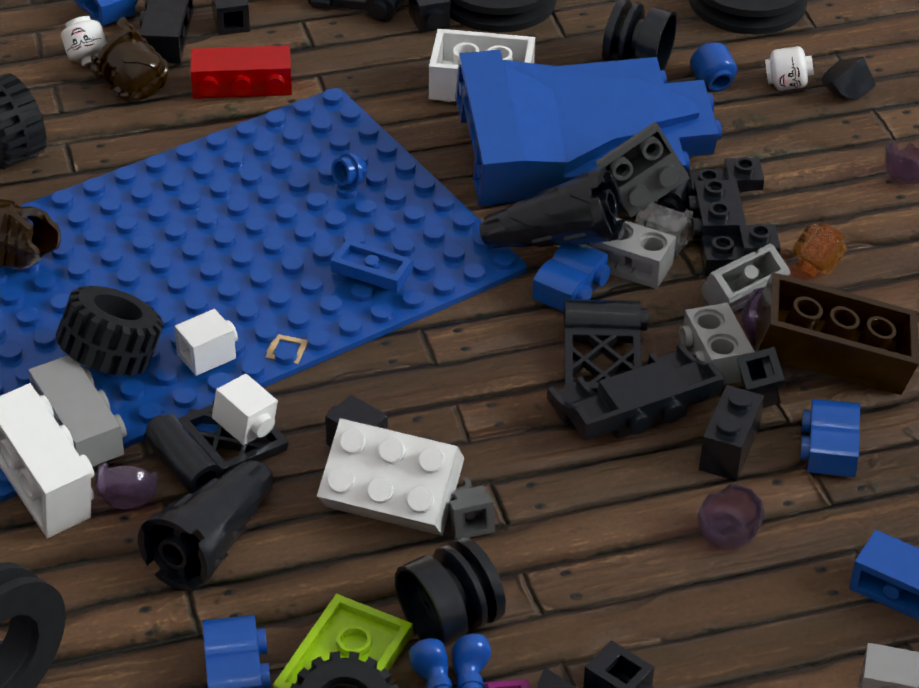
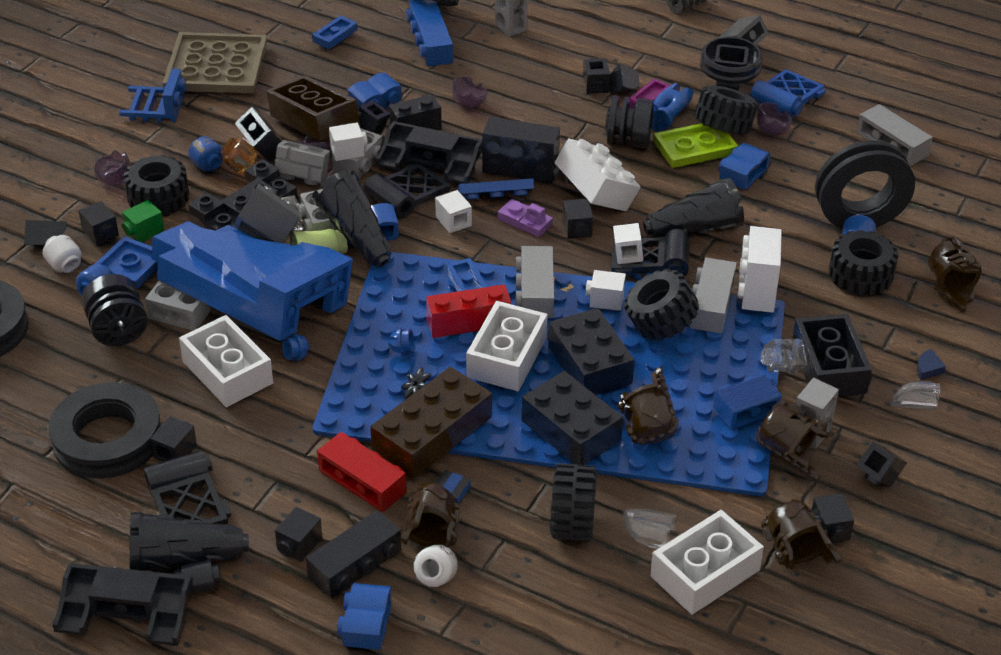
camera: 135 degrees left, 0 degrees up
(92, 190) = (571, 418): none -> black brick
(125, 486) = (719, 248): clear purple hair -> none
(144, 260) = (591, 351): none -> black brick
(153, 114) = (455, 483): none -> tile
(220, 119) = (431, 421): none -> dark brown brick
(233, 210) = (506, 345): none -> white brick
(283, 147) = (415, 382): none -> black plant
(295, 304) = (535, 279): none -> light grey brick
(320, 227) = (462, 310): none -> red brick
(426, 407) = (527, 218): none -> medium lavender hinge
(448, 125) = (295, 347): none -> blue plate
(503, 408) = (496, 188): none -> blue plate
(507, 345) = (453, 211): none -> white brick
(531, 449) = (520, 149): none -> black brick
(714, 300) = (347, 141): none -> white brick
(736, 102) = (130, 260): none -> blue plate
(782, 138) = (142, 221): none -> green brick
(808, 104) = (98, 223): none -> black brick
(833, 168) = (158, 180): none -> black tyre
(843, 274) = (259, 133): none -> black brick
(862, 233) = (205, 154): none -> blue head

